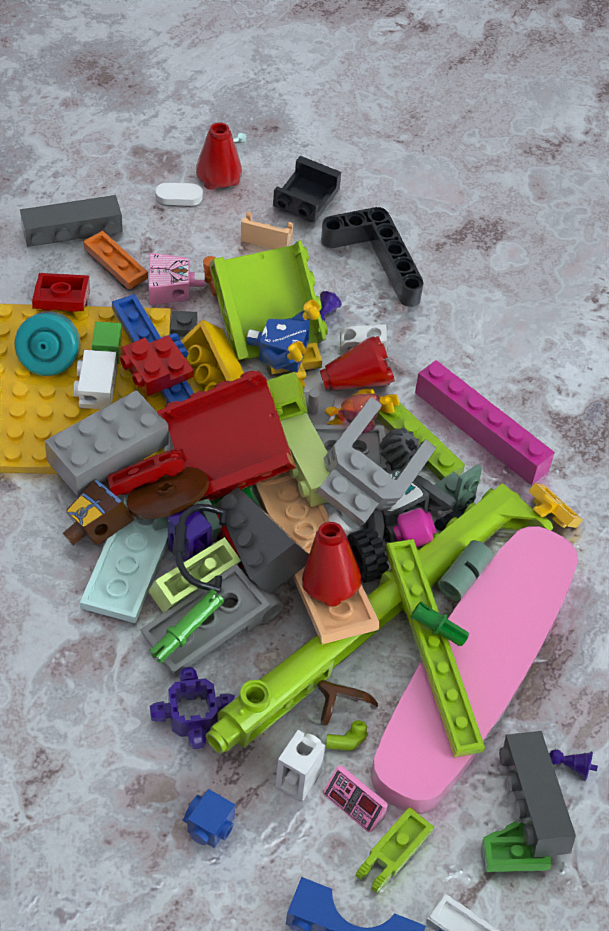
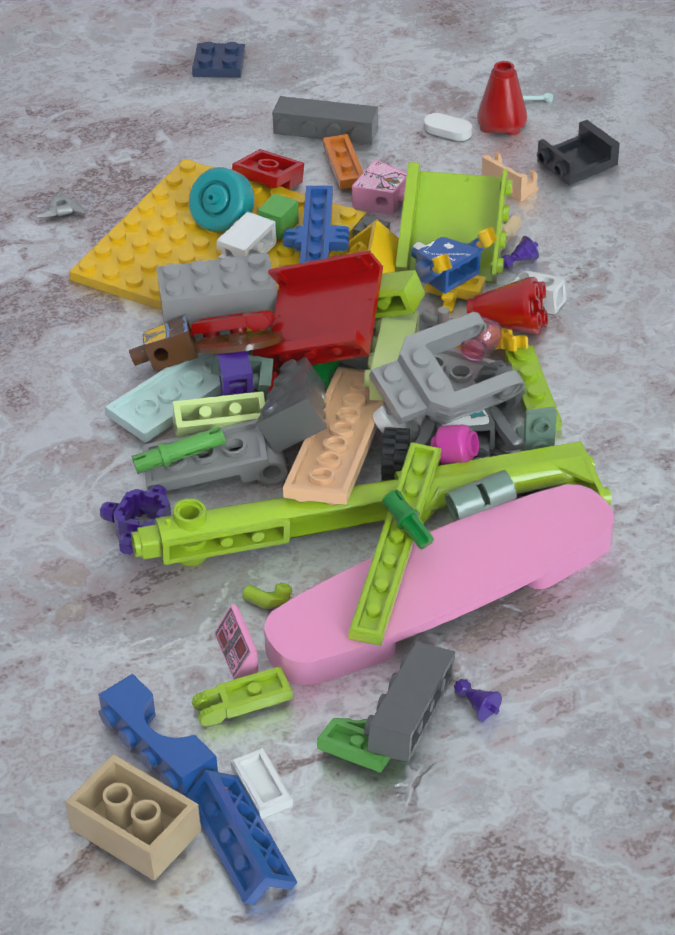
camera: 35 degrees right, 10 degrees down
(155, 364) = (303, 241): red plate -> none
(180, 540) = (212, 374): black piece -> none
(210, 818) = (92, 606): blue brick -> none
(300, 765) = (198, 591): white brick -> none
(331, 567) = (330, 429): red cone -> none
(332, 690) = (281, 551): reddish brown piece -> none
(378, 228) = (615, 198): black beam -> none
(484, 422) = (608, 392): dark pink brick -> none
(549, 502) = (629, 482): yellow plate -> none

